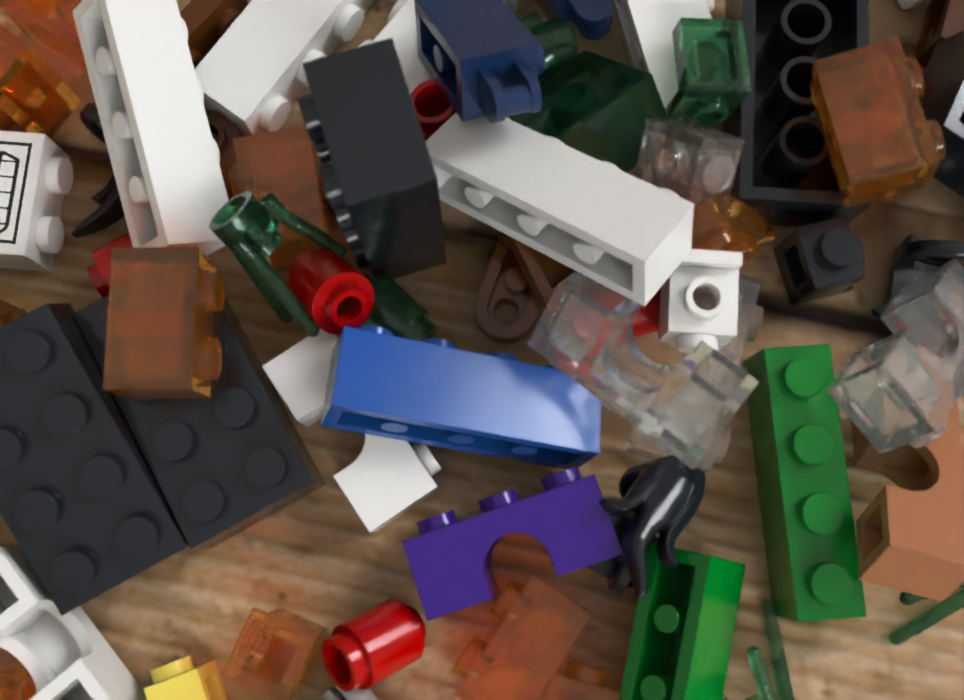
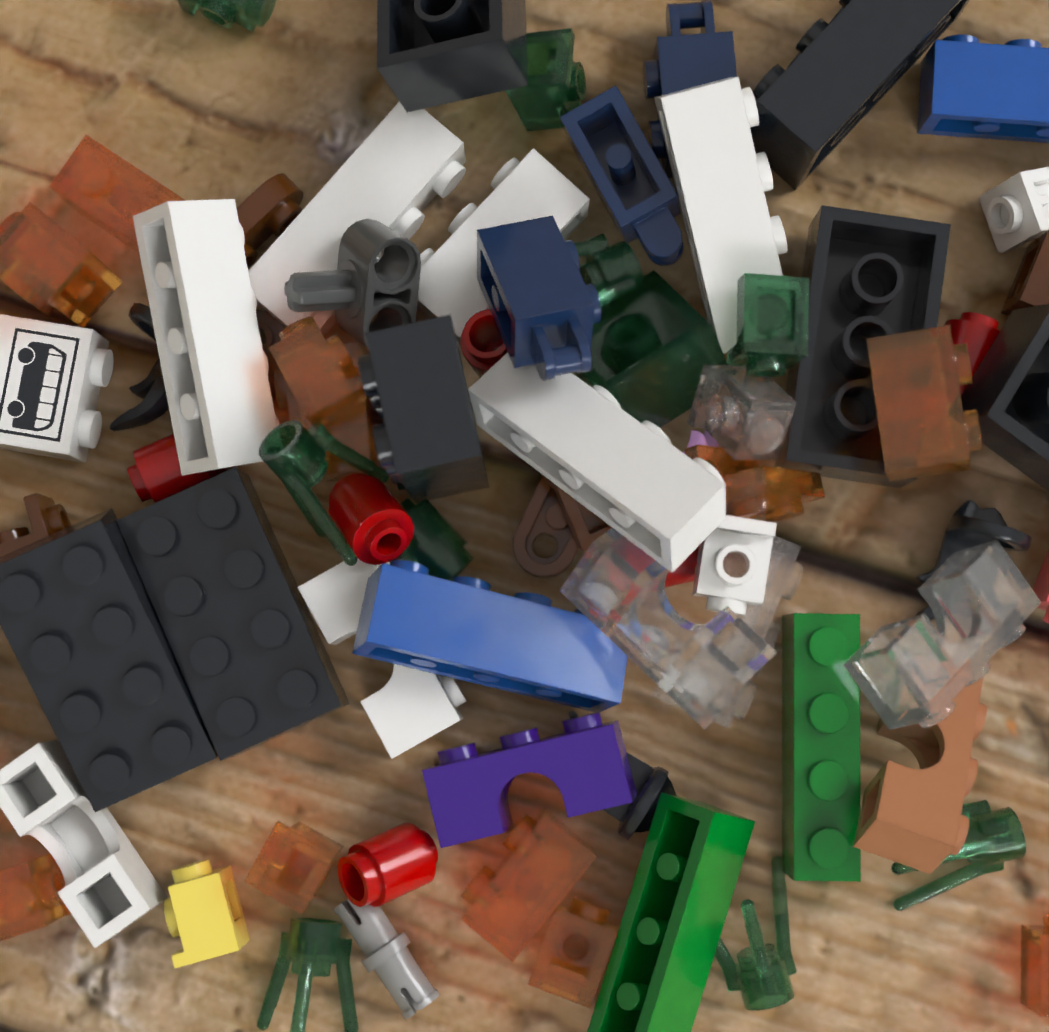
camera: 10 degrees right, 5 degrees up
(162, 323) = (210, 545): clear orange brick -> none
(268, 148) = (317, 370): none -> clear orange brick
(283, 68) = (362, 286): none -> dark grey beam
(664, 501) = (676, 756): black piece -> none
(830, 258) = (868, 523): black brick -> none

